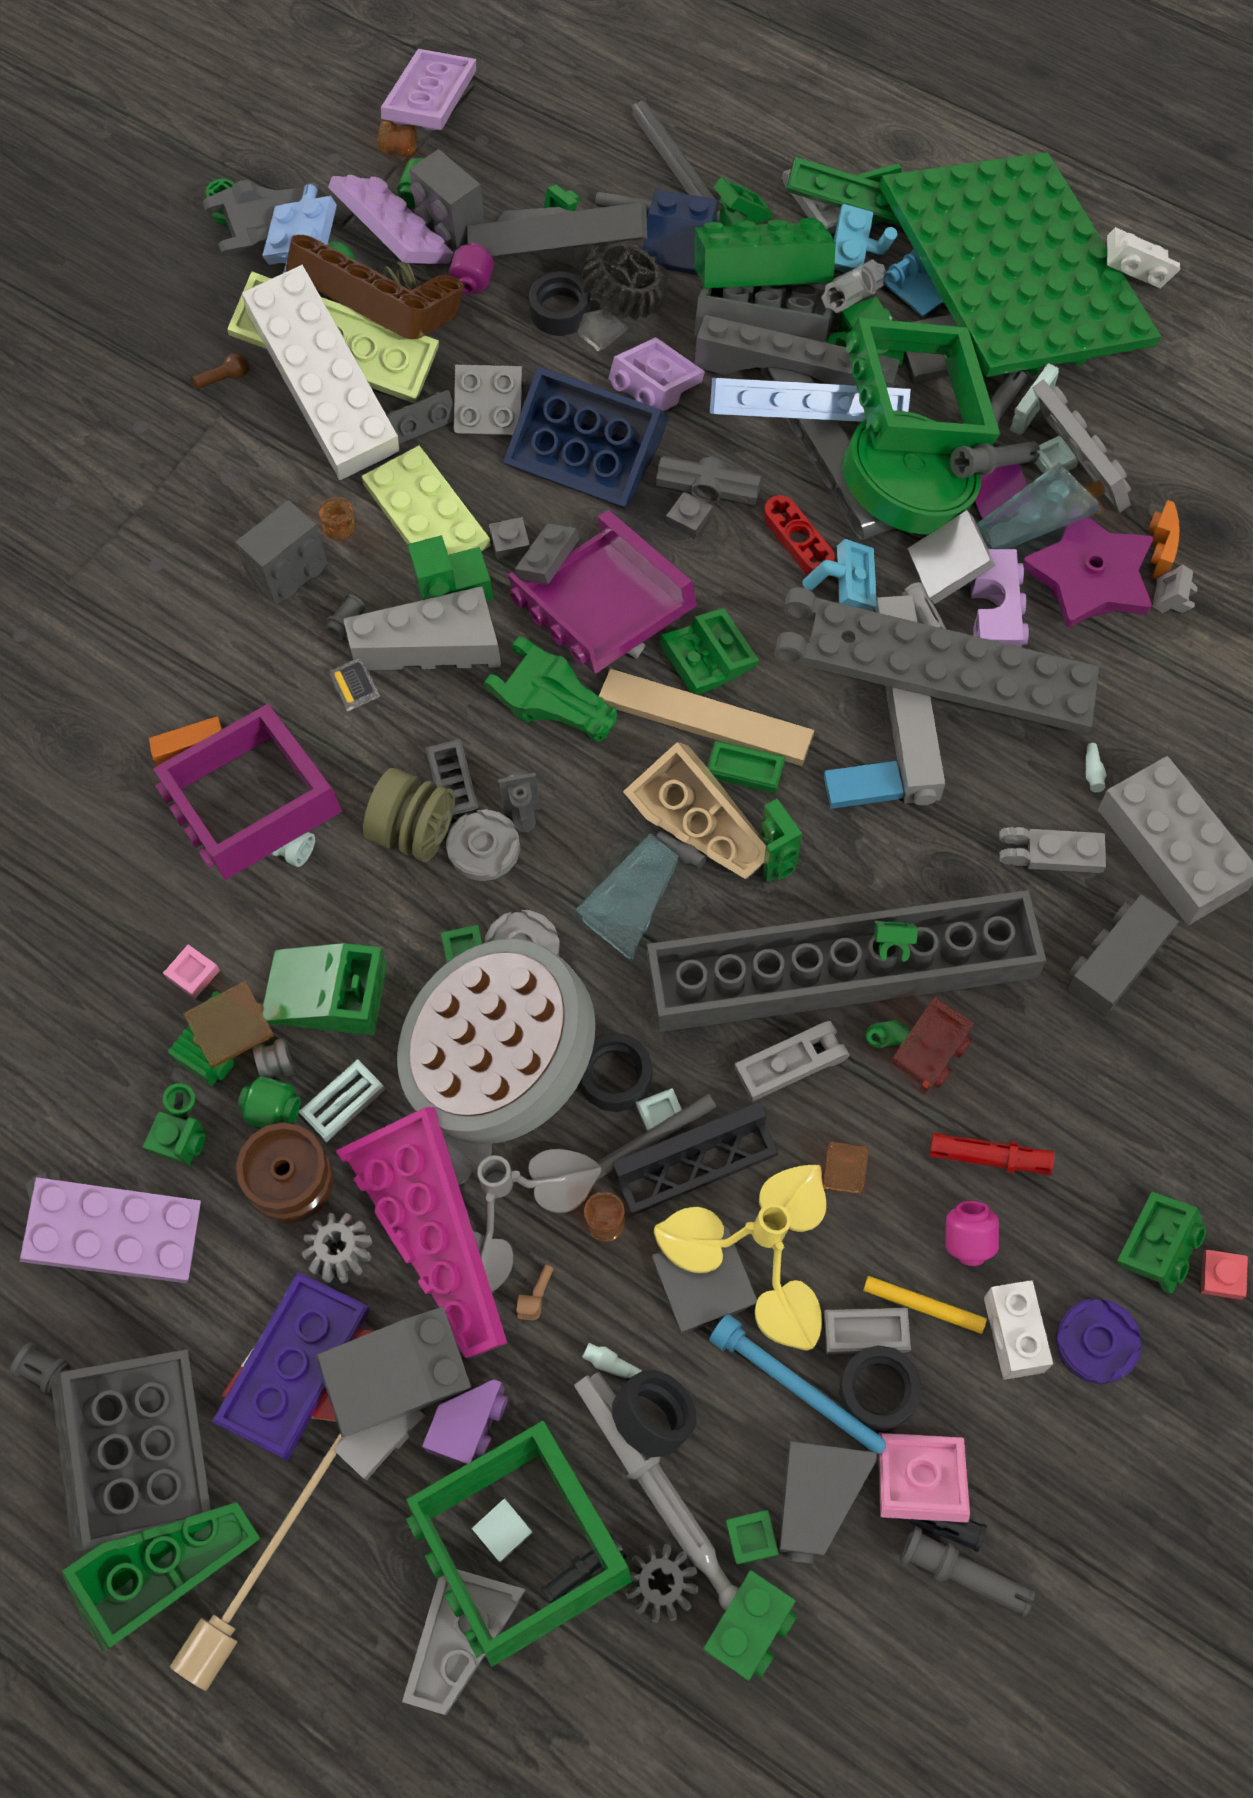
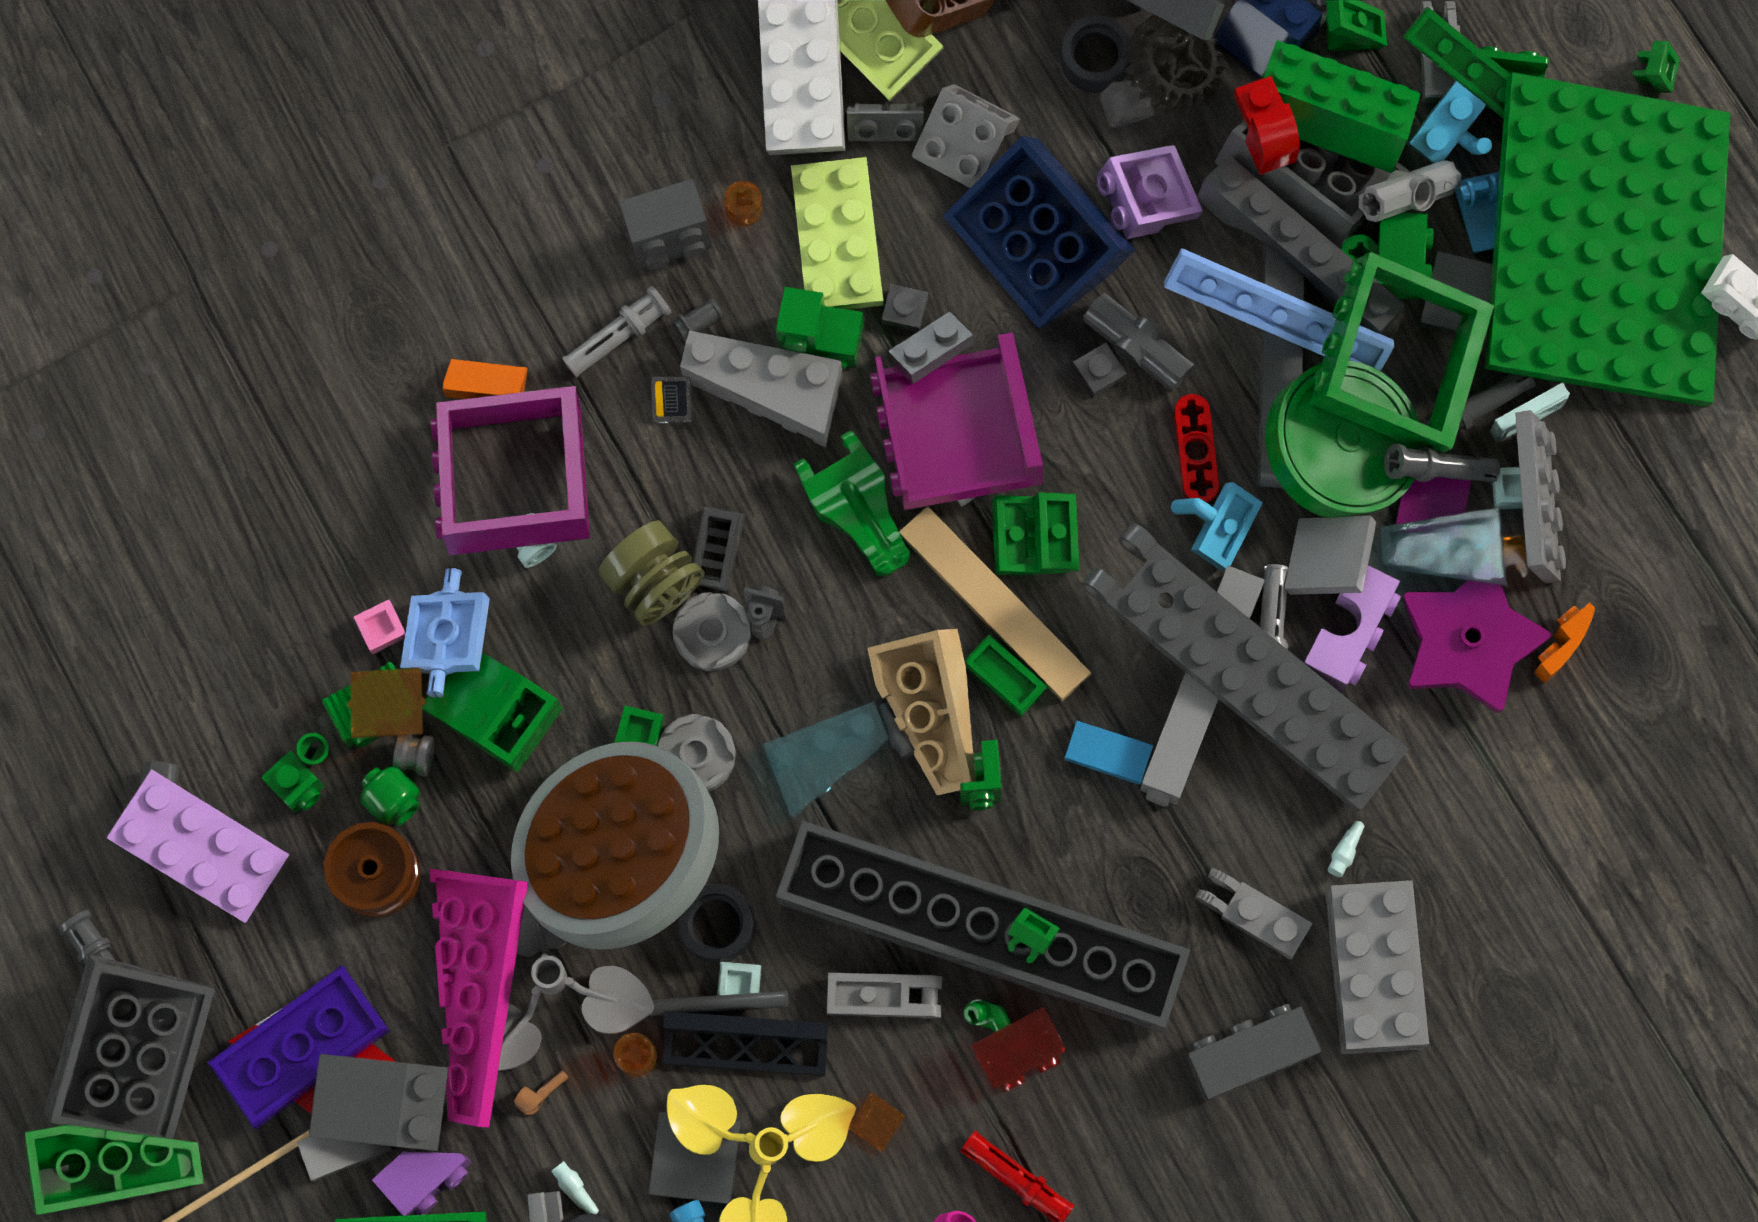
camera: 30 degrees right, 10 degrees up
(252, 946) = (445, 632): none -> light blue plate
(289, 642) = (636, 322): none -> light grey pin
(330, 1234) = (401, 958): light grey gear -> none
(352, 1110) = (464, 836): light aqua tile -> none
(733, 270) = (1270, 123): none -> red brick
(977, 143) = (1661, 67): none -> green tile
(1174, 590) = (1540, 701): light grey tile -> none

